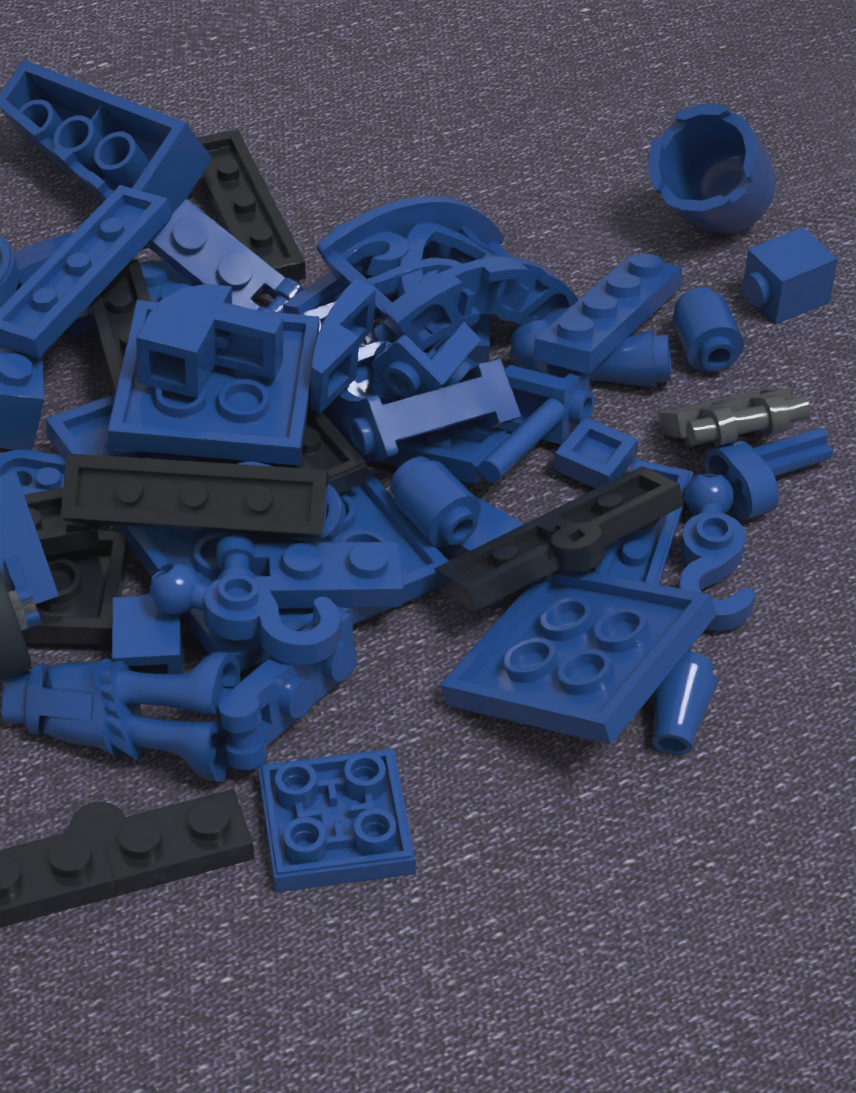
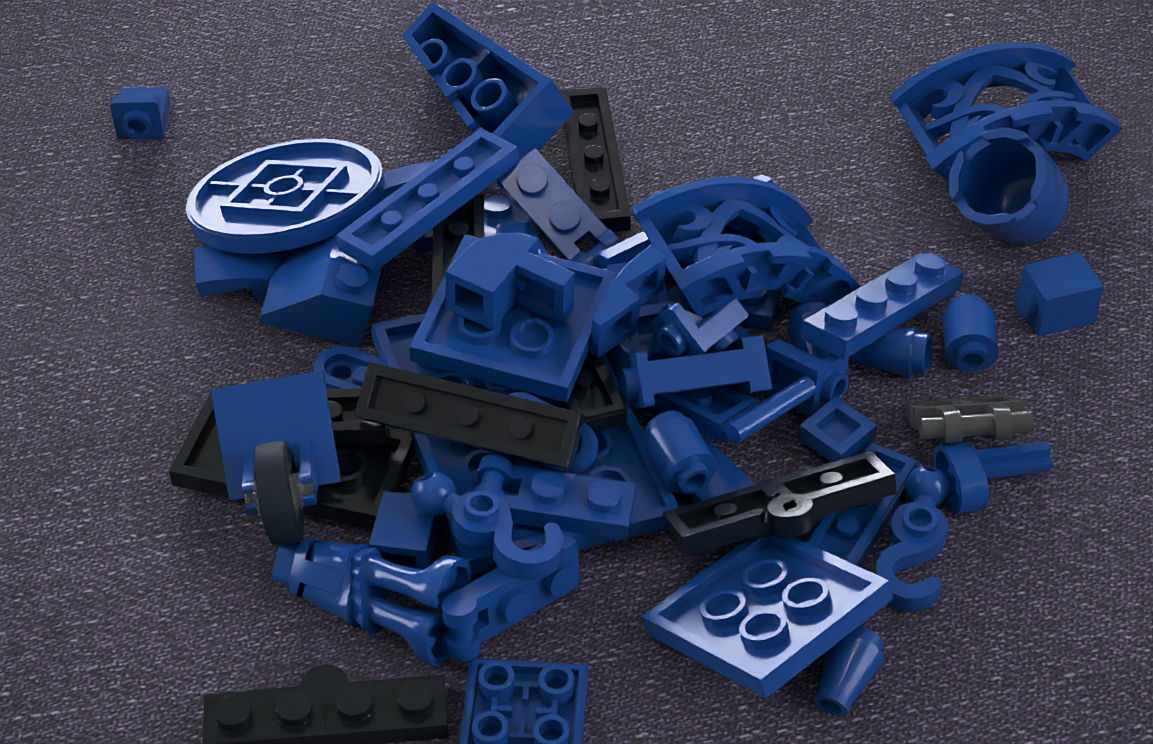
camera: 15 degrees right, 0 degrees up
(621, 73) = (1054, 115): none -> blue fence

